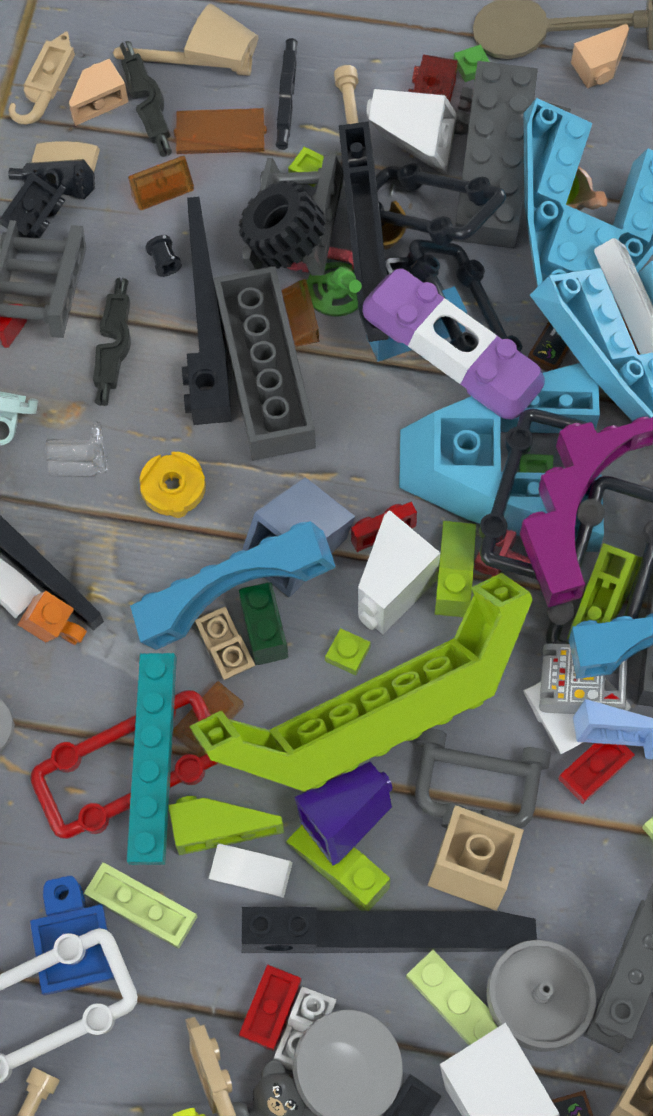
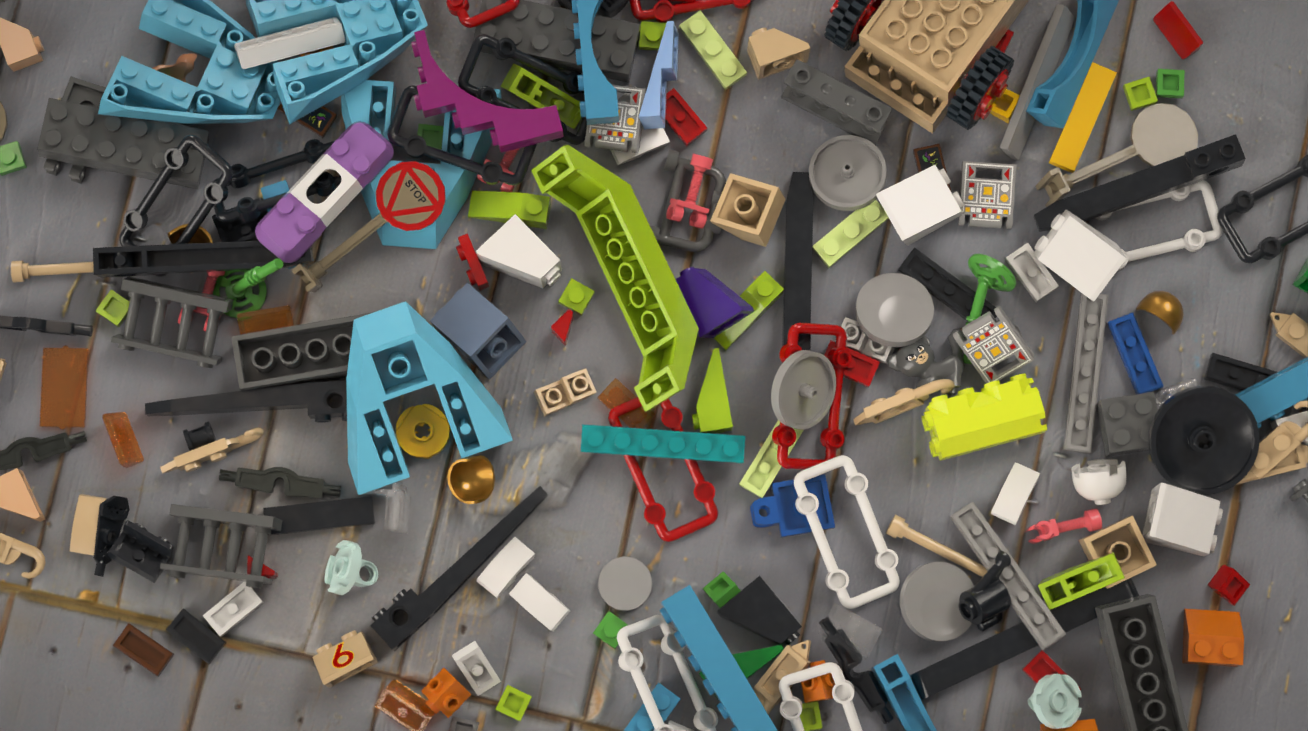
camera: 90 degrees left, 15 degrees up
(48, 618) = (541, 527): orange brick -> none
(73, 384) = (323, 515): none -> black tile
(110, 539) = (471, 479): none -> pearl gold helmet
(146, 268) = (215, 451): none -> tan plate
(171, 612) = (516, 325): dark azure arch -> none
(221, 931) = (803, 389): none -> light grey piece
(250, 870) = (749, 375): white slope -> none
(254, 439) = (395, 355): none -> medium azure piece
(263, 623) = (553, 359): dark green brick -> none
(267, 914) = (831, 437): none -> red bar
(282, 224) = (182, 340): black tyre -> none
(306, 635) = (562, 326): none -> red slope
(416, 124) = (90, 211): white slope -> none
(435, 76) = (29, 185): clear red brick -> none
(450, 438) = (407, 198): none -> piece
(531, 789) = (676, 208): none -> coral bar

